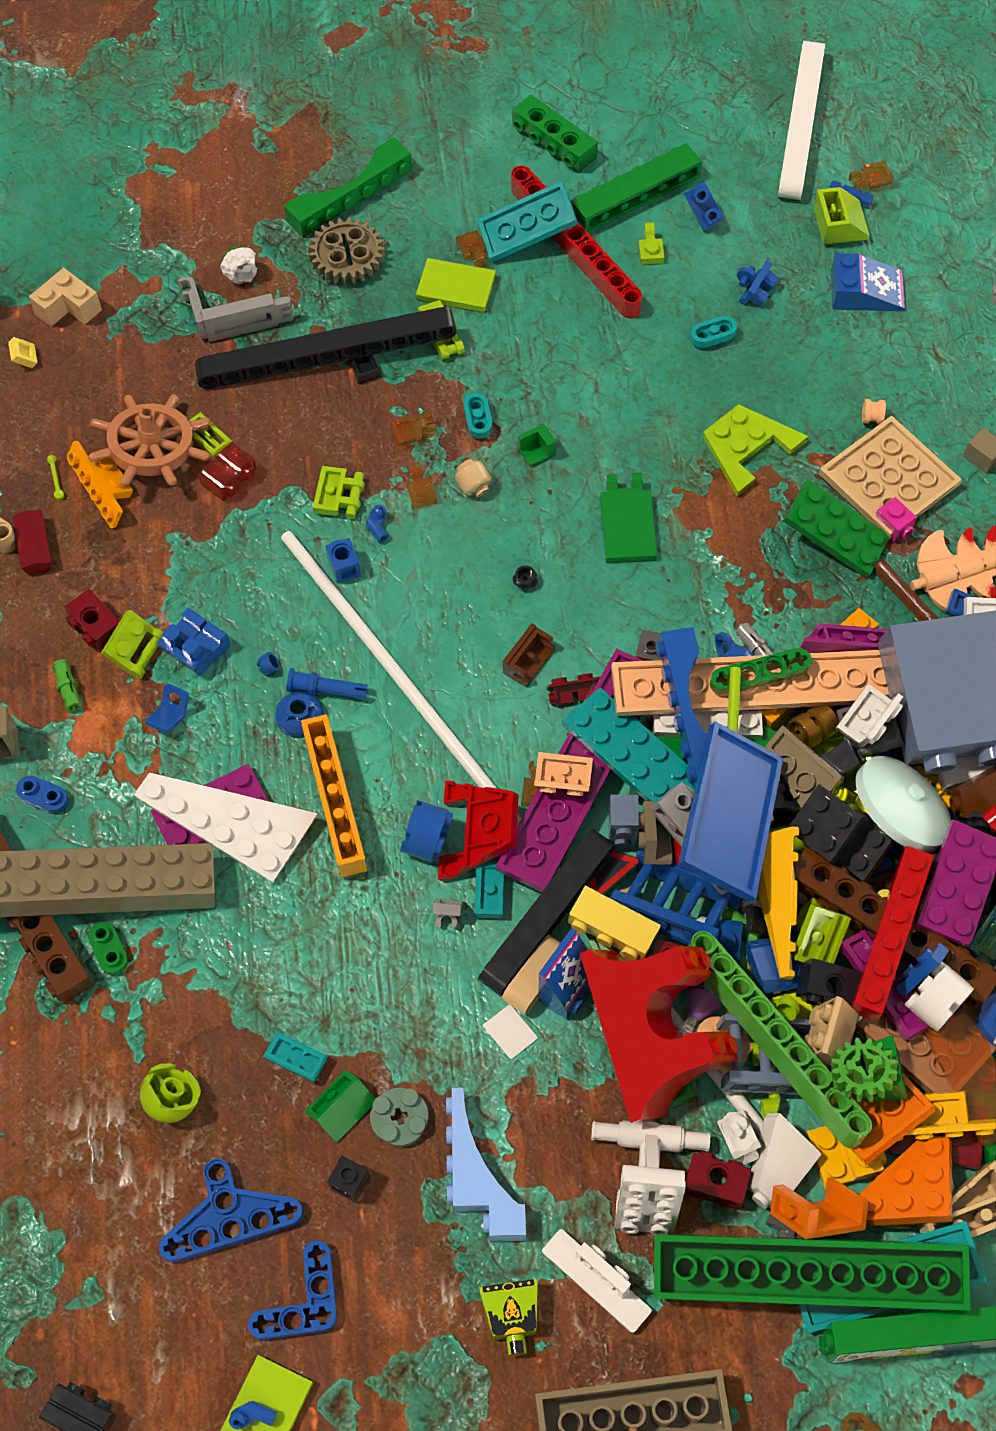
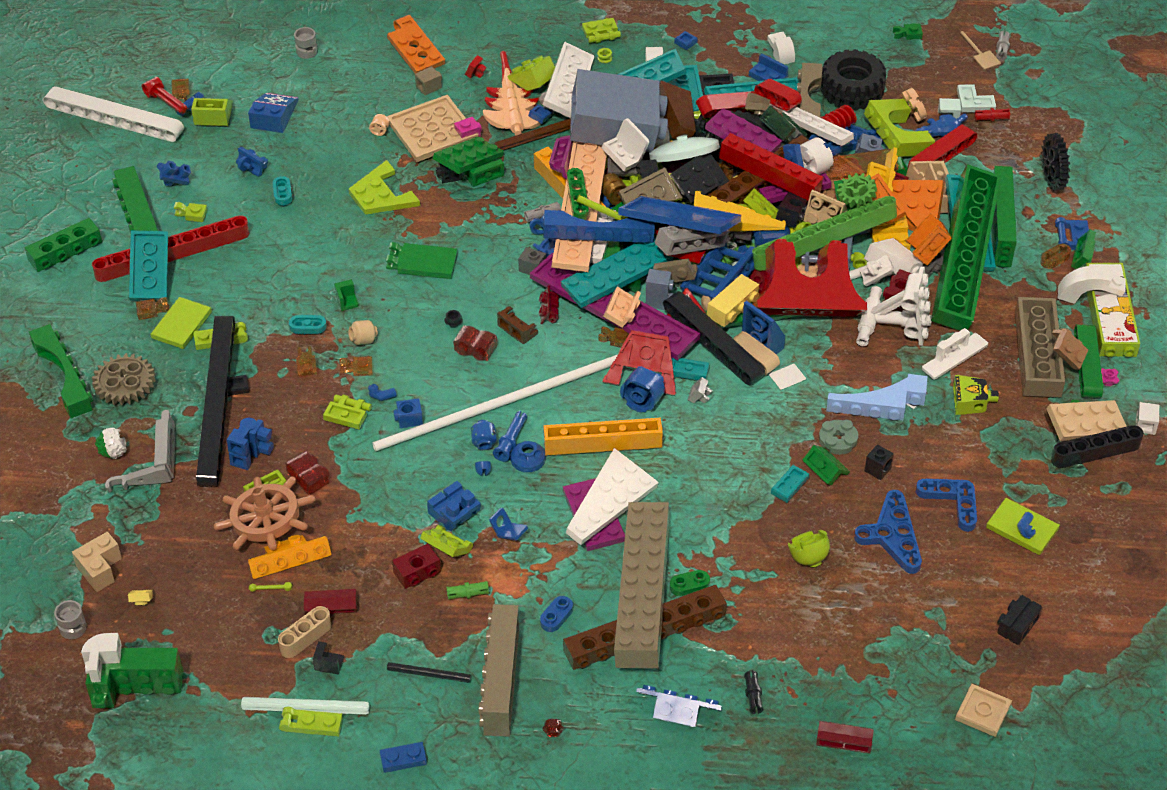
camera: 80 degrees left, 15 degrees down
(255, 394) = (248, 441): none -> blue hips
(318, 652) = (483, 434): none -> blue head
(481, 611) = (475, 343): none -> clear red brick
(819, 562) = (485, 173): none -> green panel
(863, 148) = (156, 89): none -> red axle

